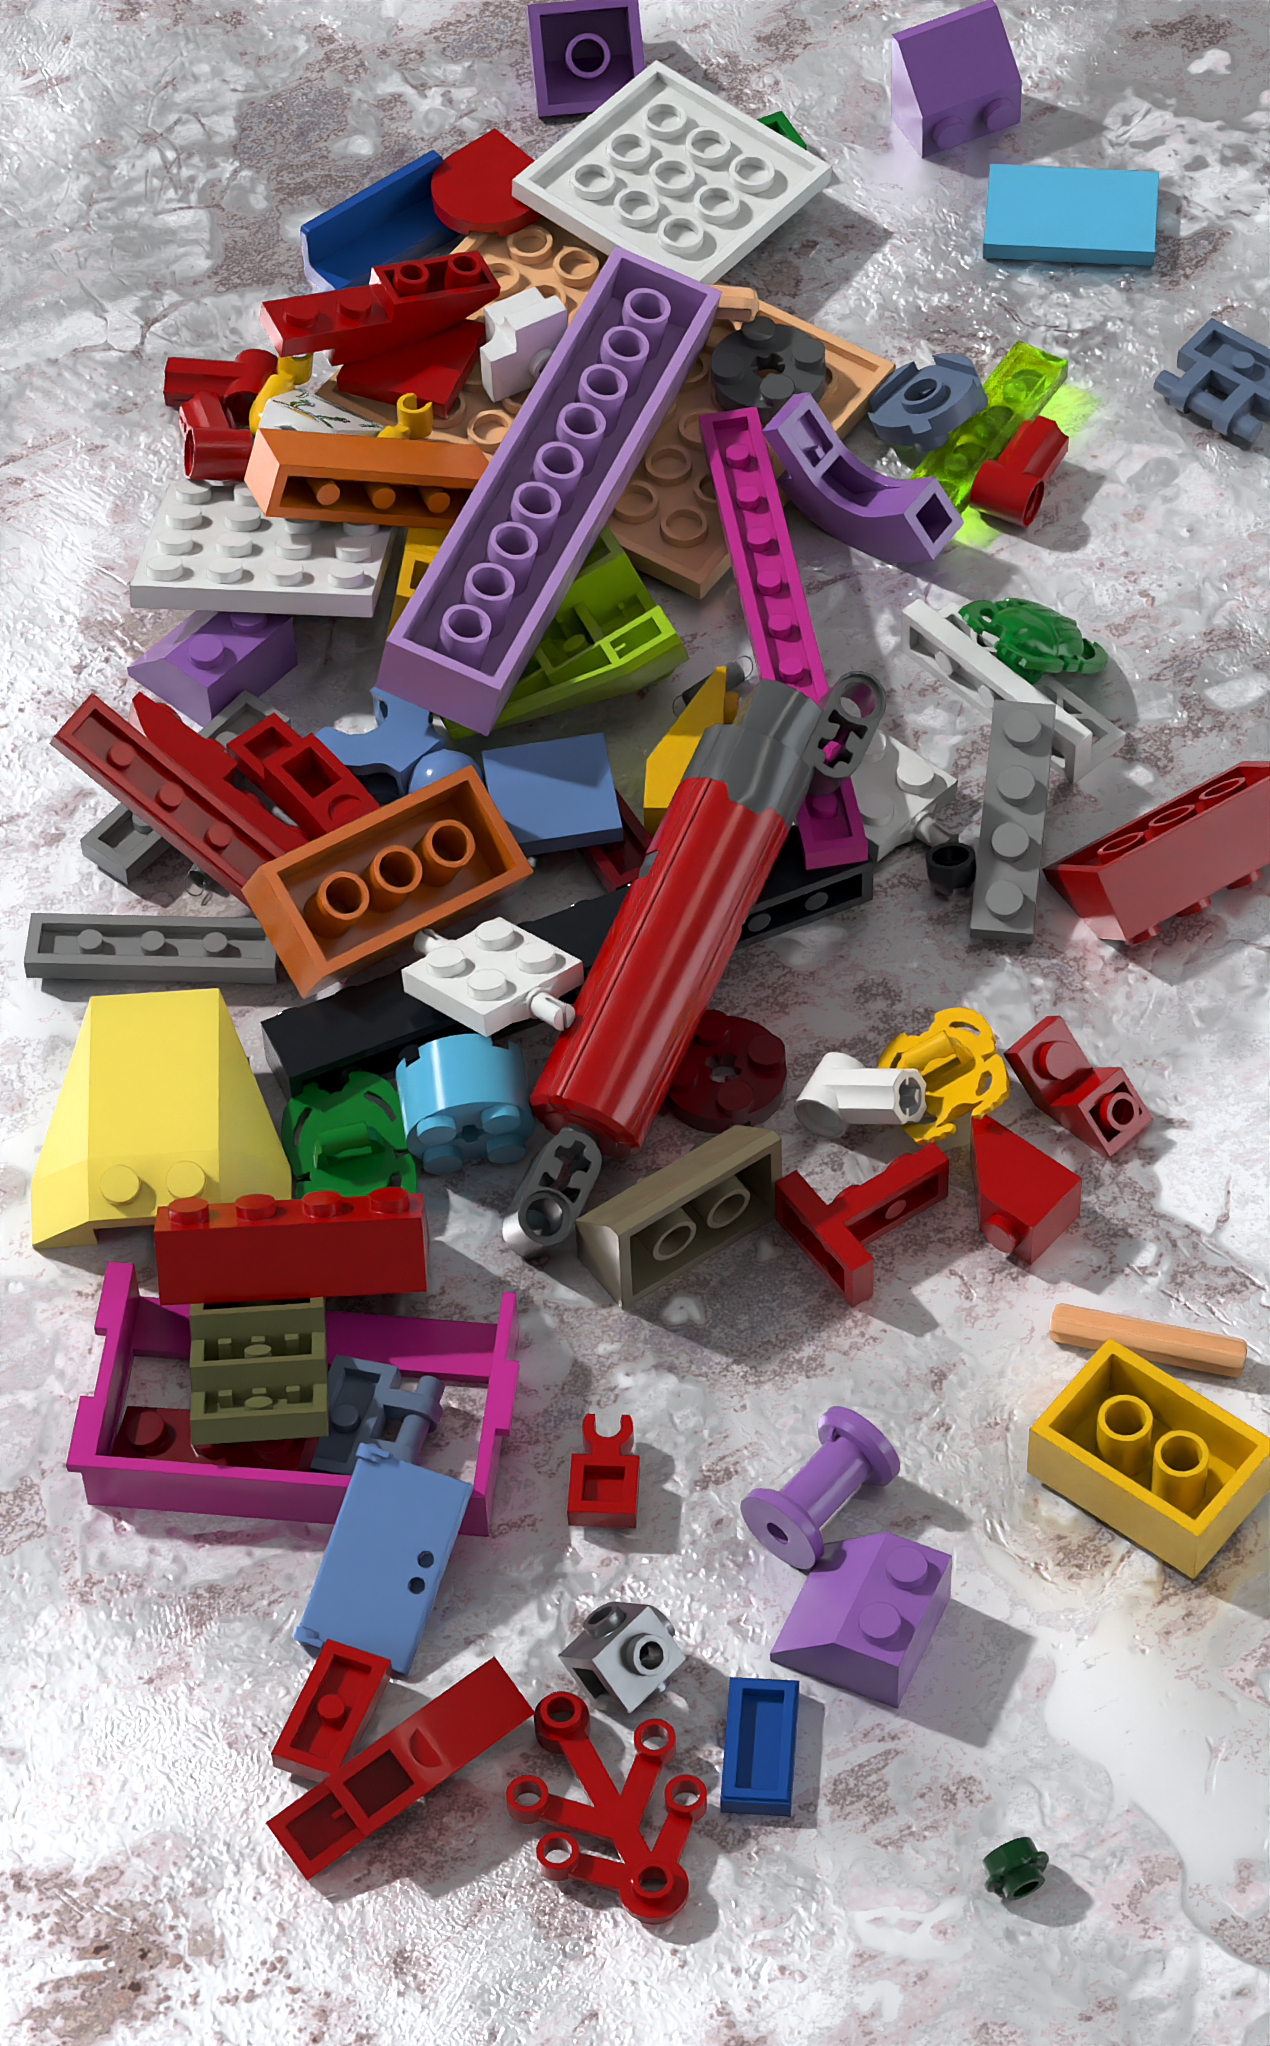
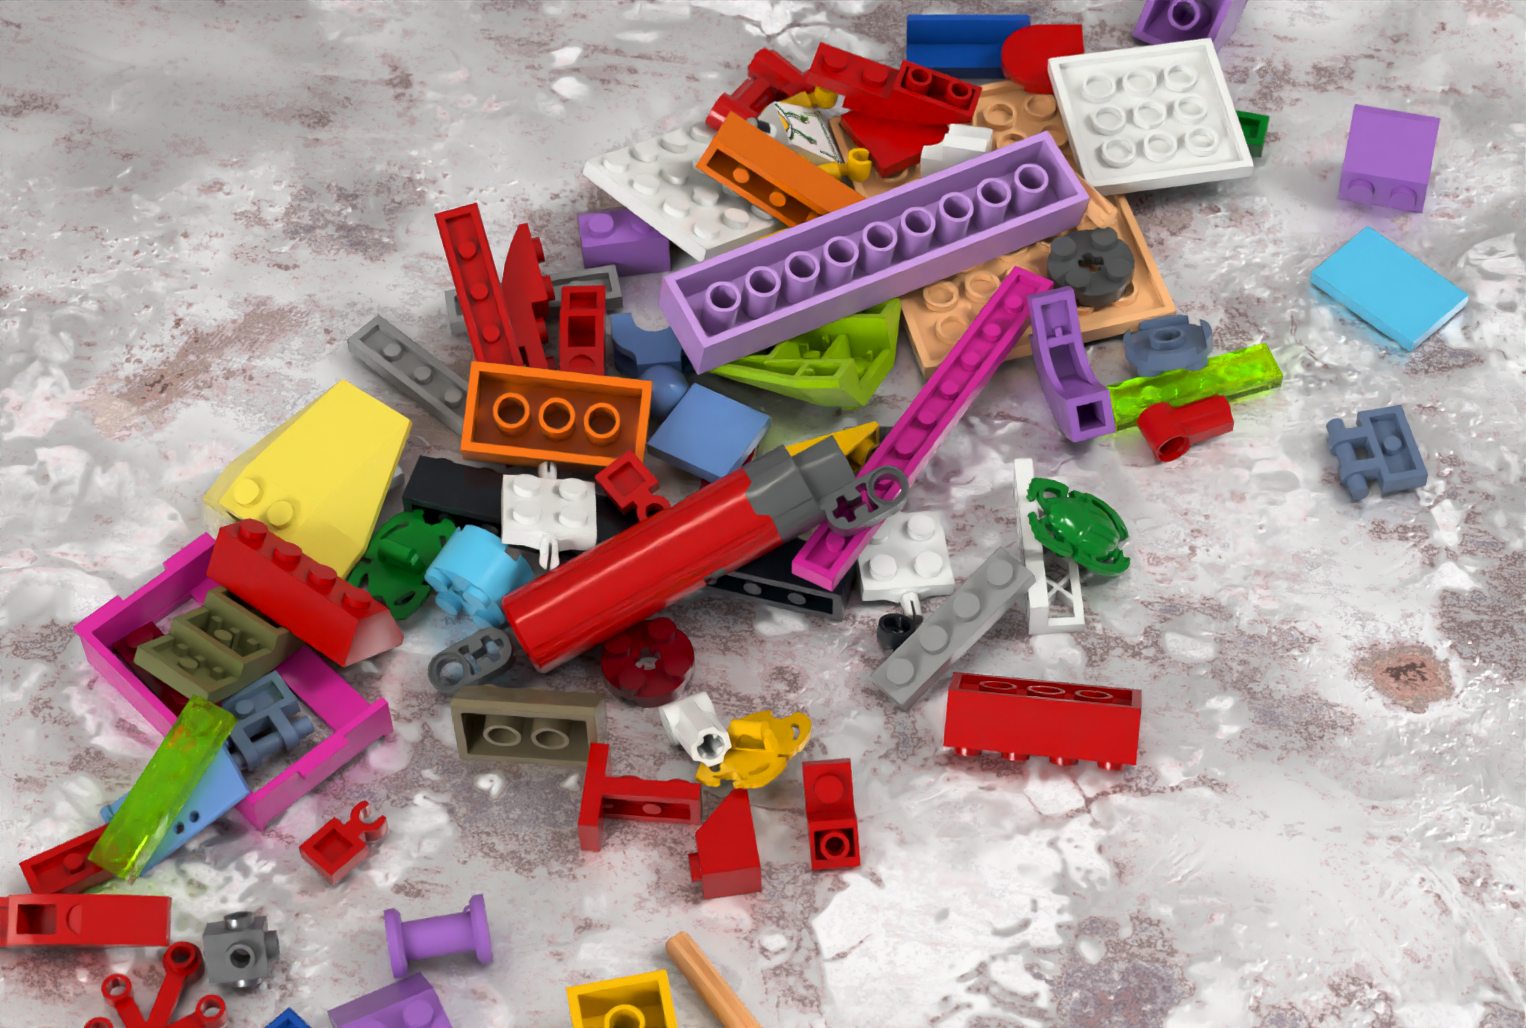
camera: 40 degrees right, 0 degrees up
(375, 1550) = (162, 789): none -> clear neon green plate
(544, 893) = (631, 486): none -> red plate

